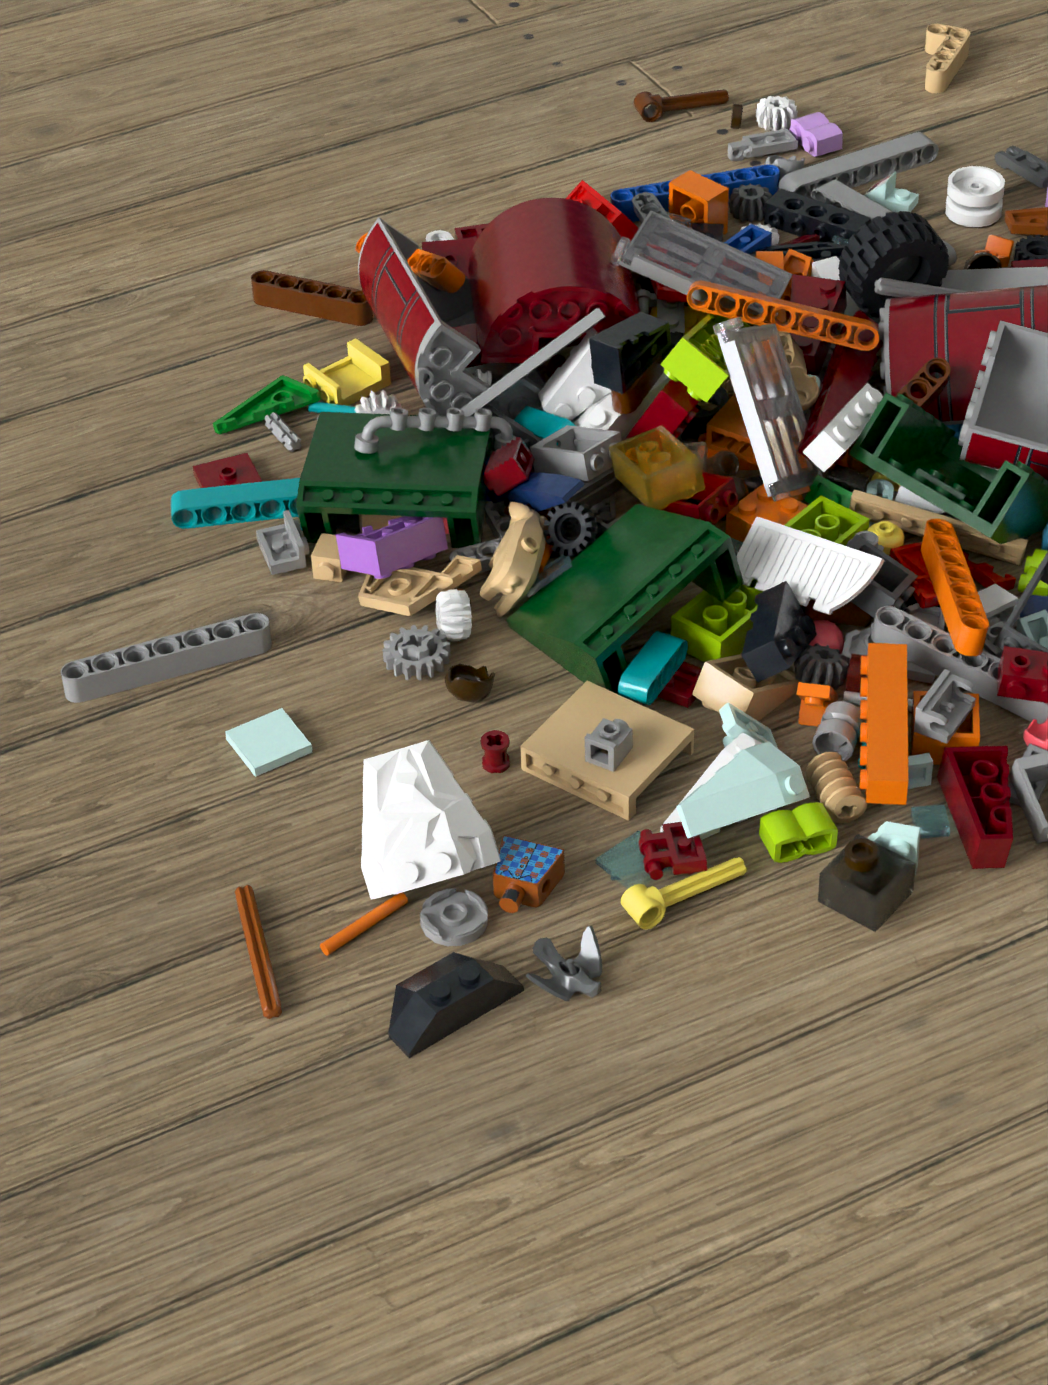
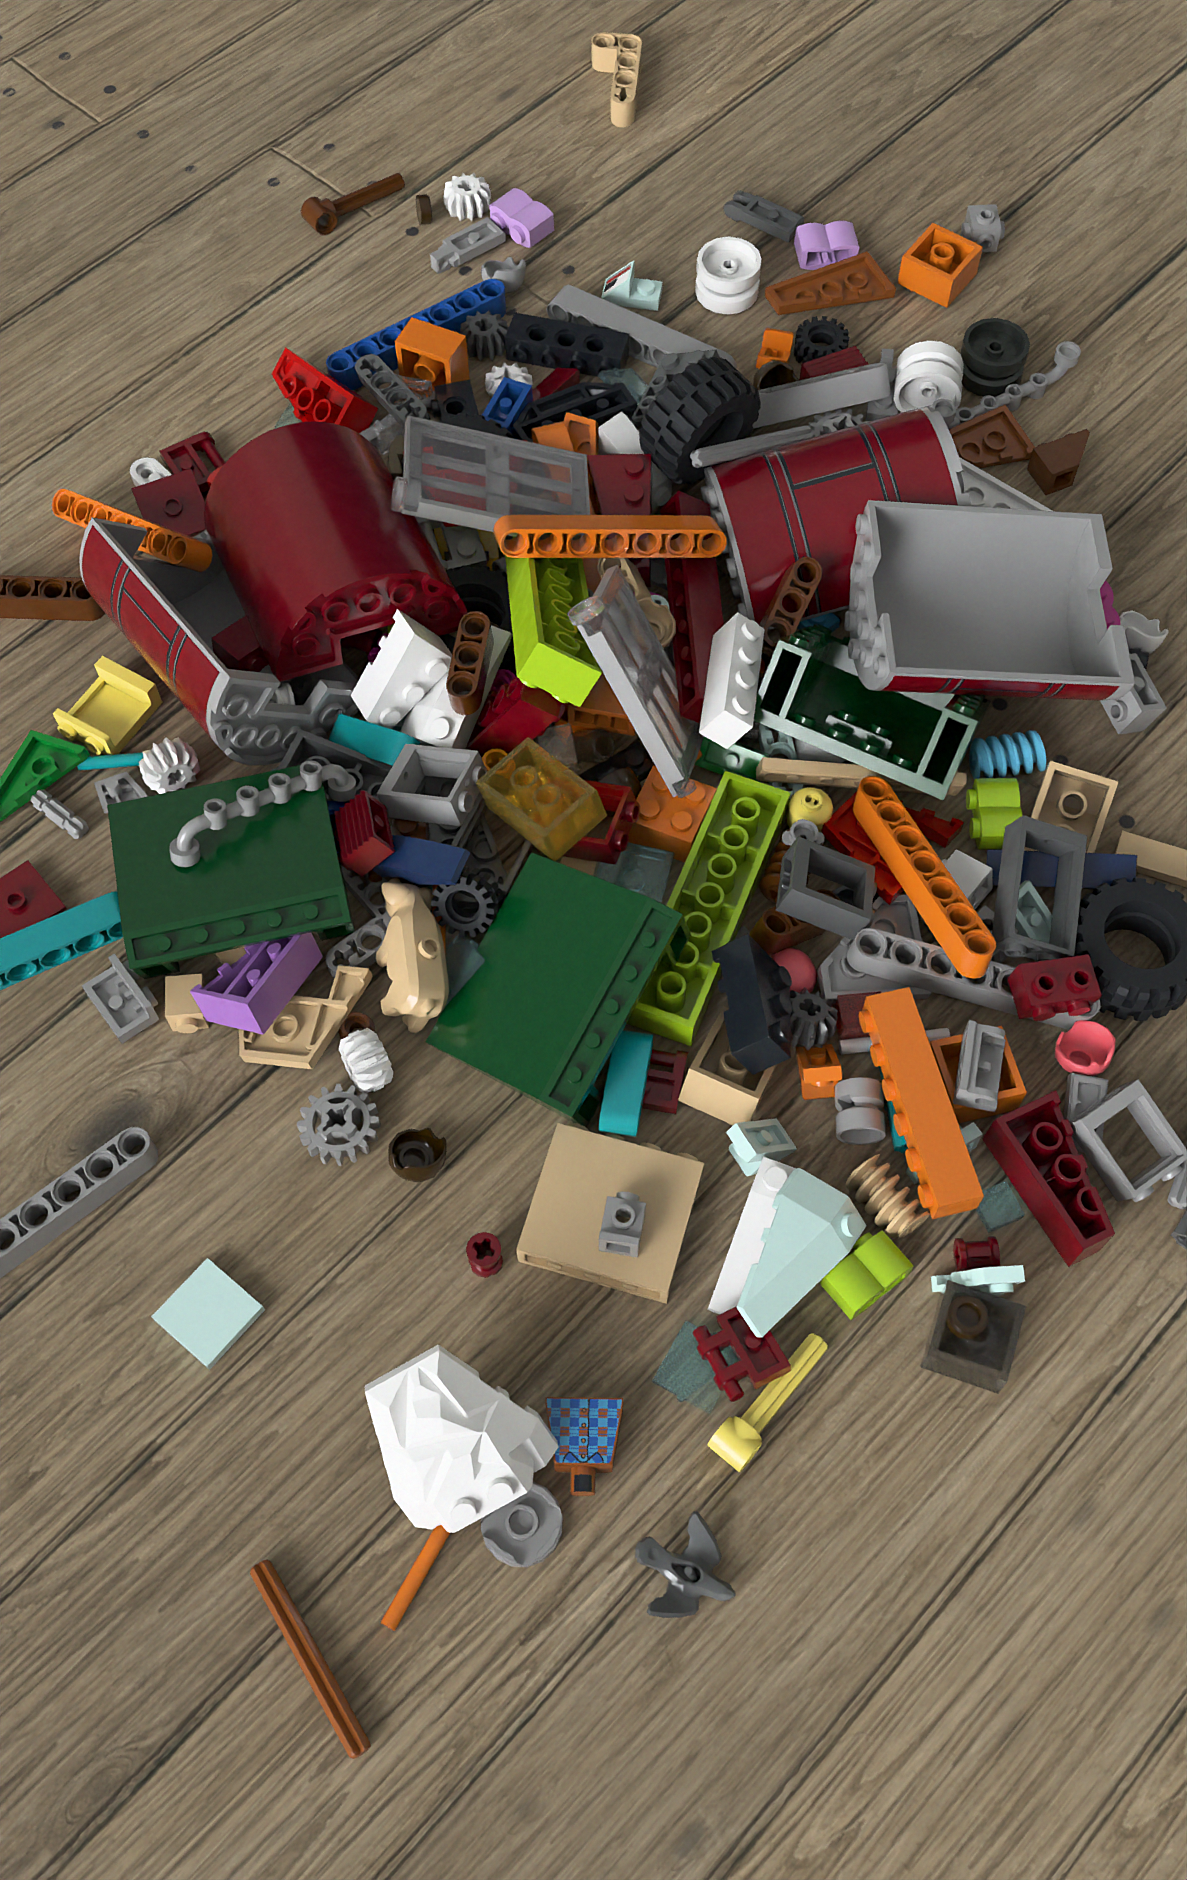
camera: 20 degrees left, 20 degrees up
(447, 999) = (559, 1660): black wedge -> none
(534, 362) = (336, 685): light grey tile -> none
(627, 350) = (458, 642): black wedge -> none
(808, 563) = (759, 900): white piece -> none
(864, 165) = (585, 255): light grey beam -> none

